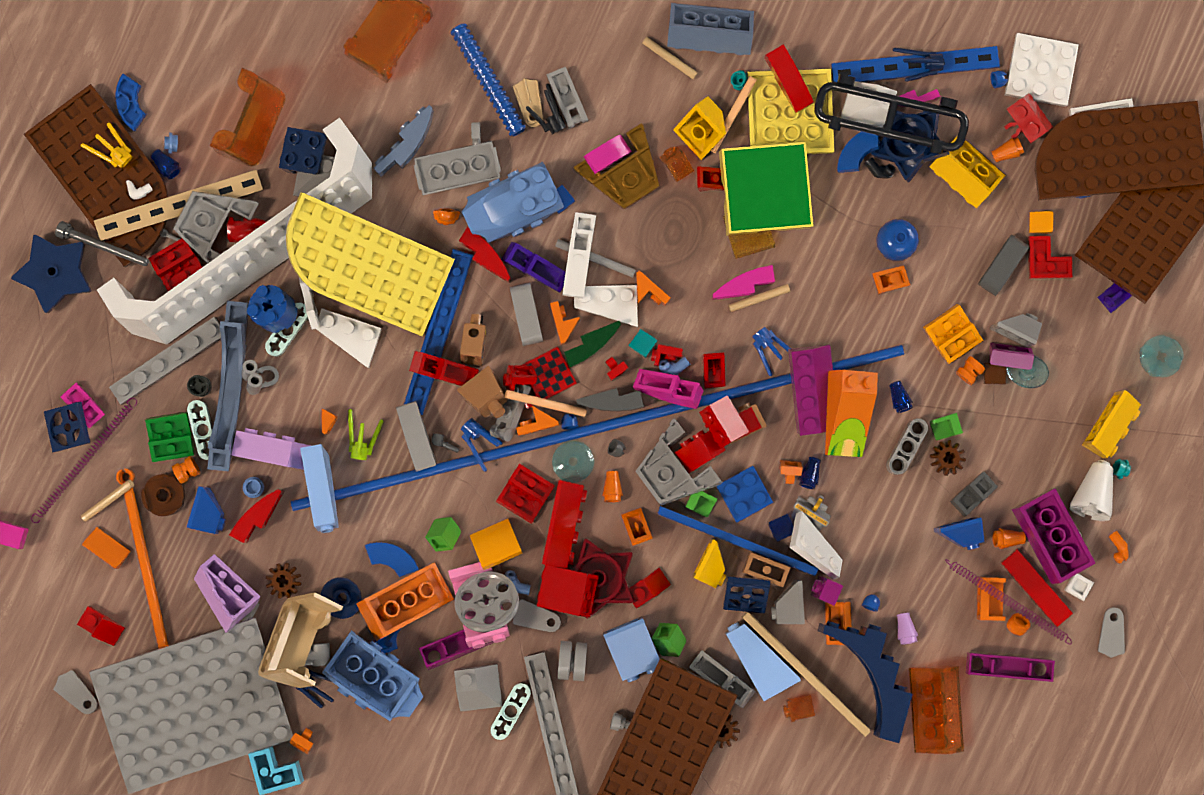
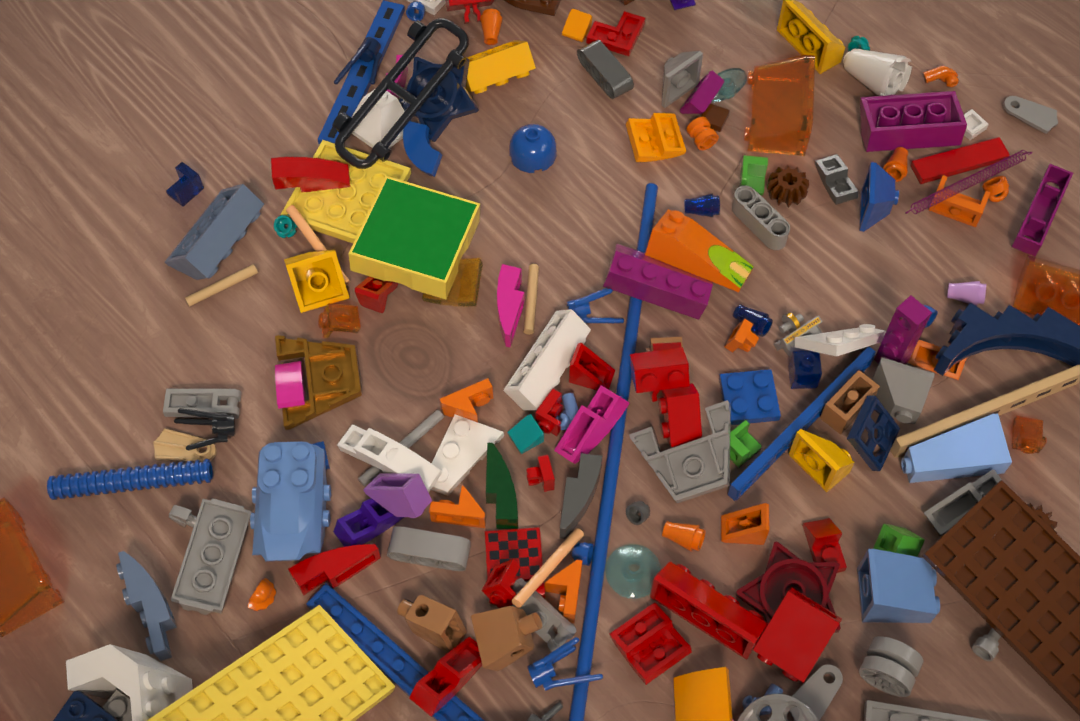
camera: 65 degrees left, 25 degrees down
(552, 276) = (399, 493): none -> medium lavender slope
(707, 334) = (547, 360): none -> white brick
(880, 171) = (452, 140): black arm -> none
(890, 279) = (572, 171): orange slope -> none
(1024, 424) = (781, 106): none -> clear orange windscreen

